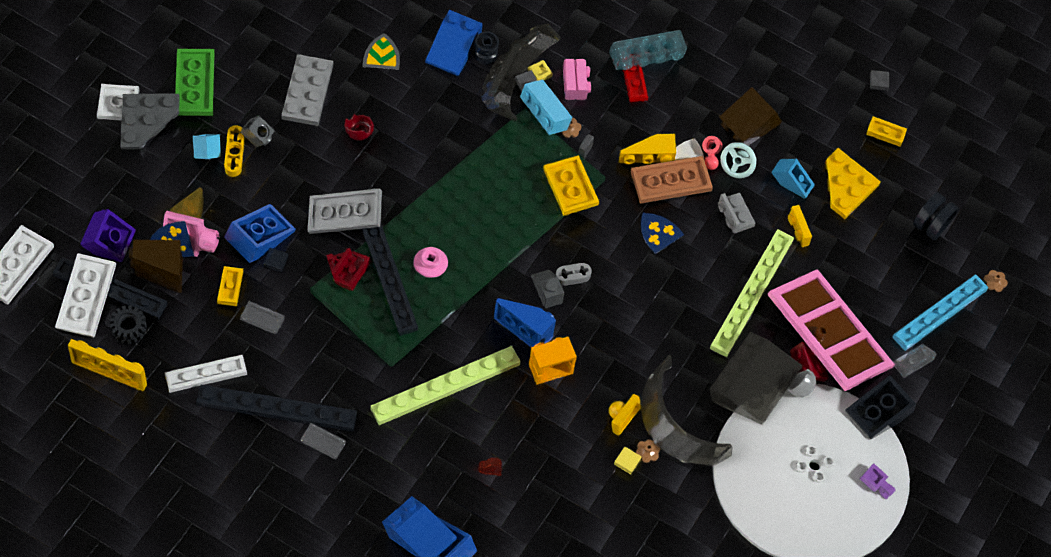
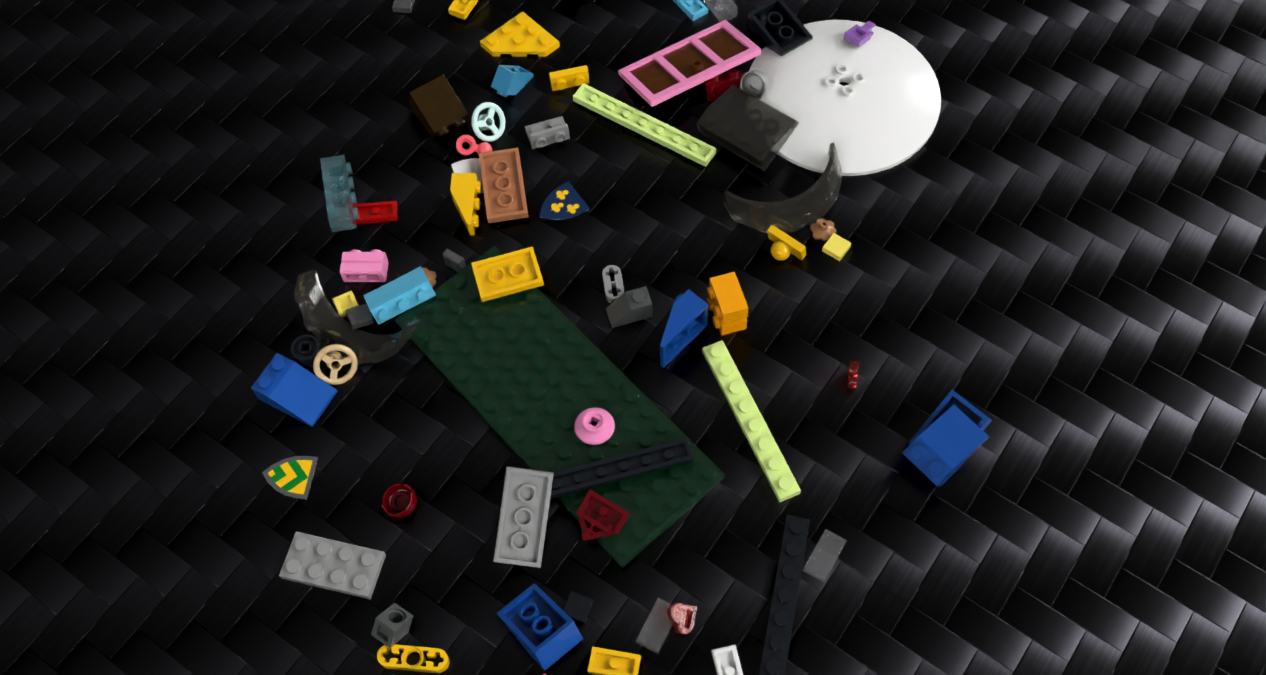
camera: 75 degrees left, 0 degrees up
(268, 332) = (682, 616): none -> clear red tile
(481, 67) = (330, 358): none -> tan piece

